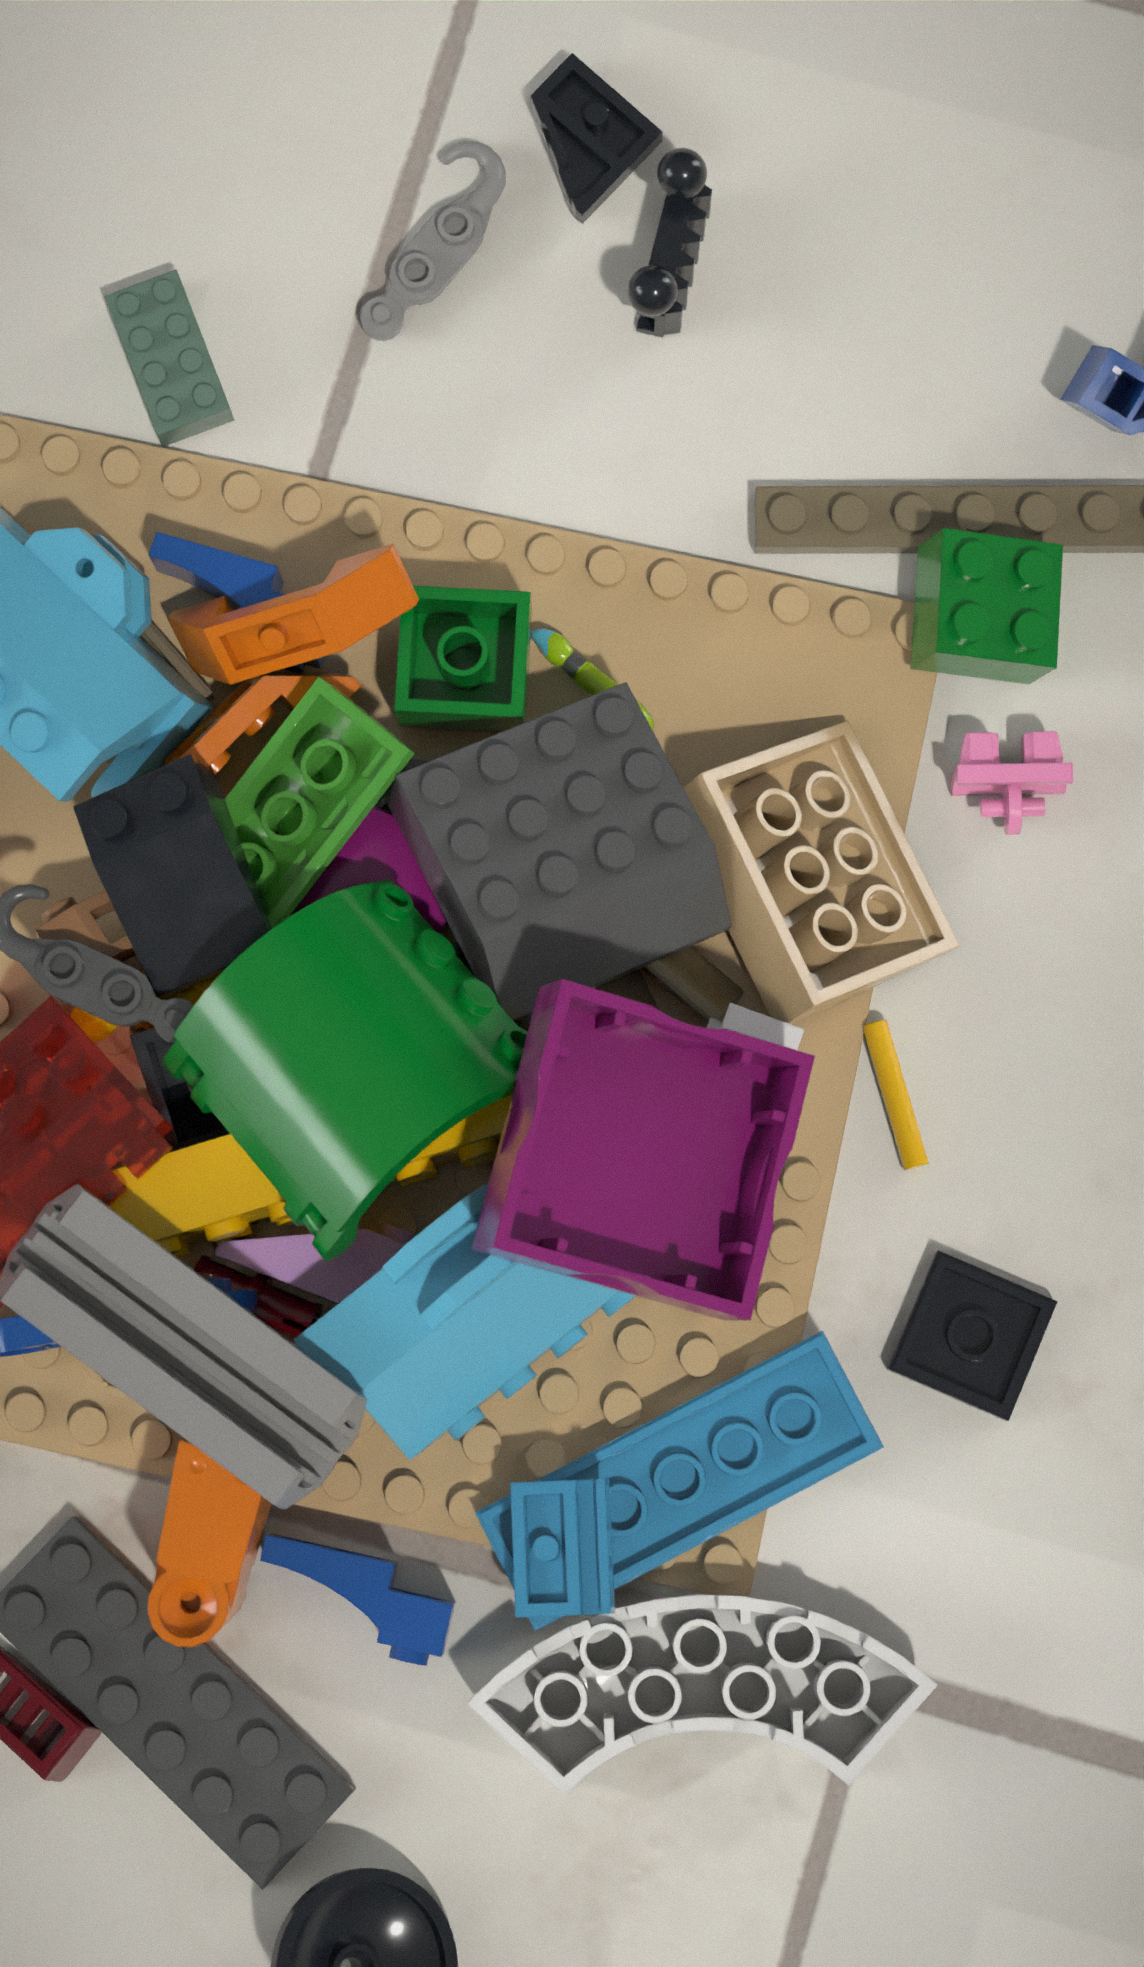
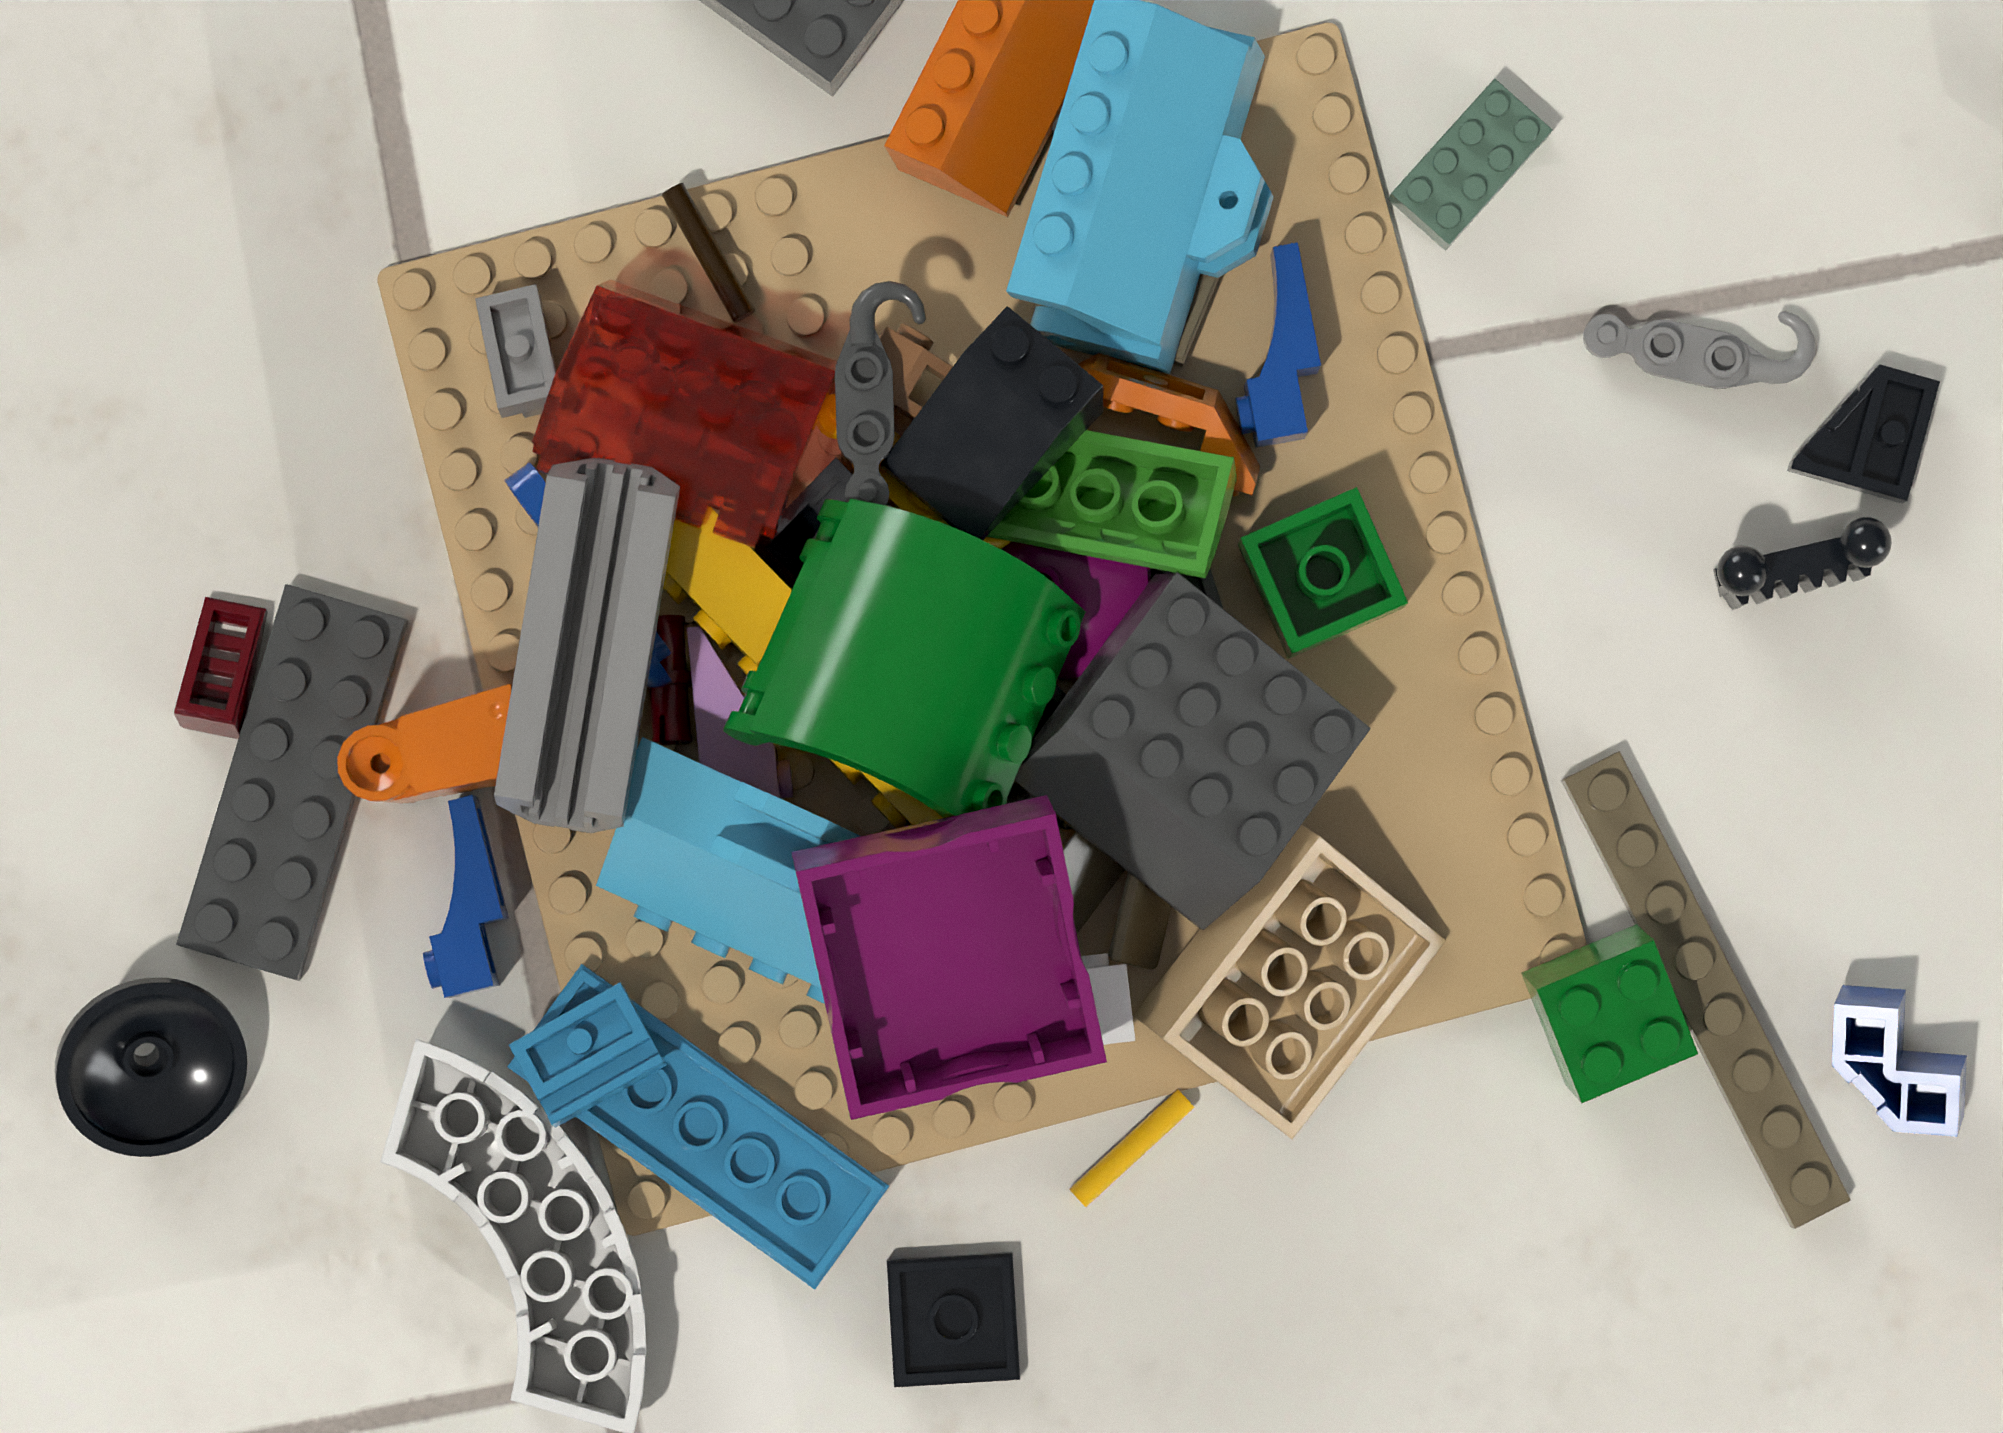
camera: 55 degrees right, 5 degrees up
(299, 626) = (1312, 453): orange slope -> none
(587, 675) = (1368, 687): lime piece -> none
(1038, 774) = (1484, 1134): bright pink hips -> none

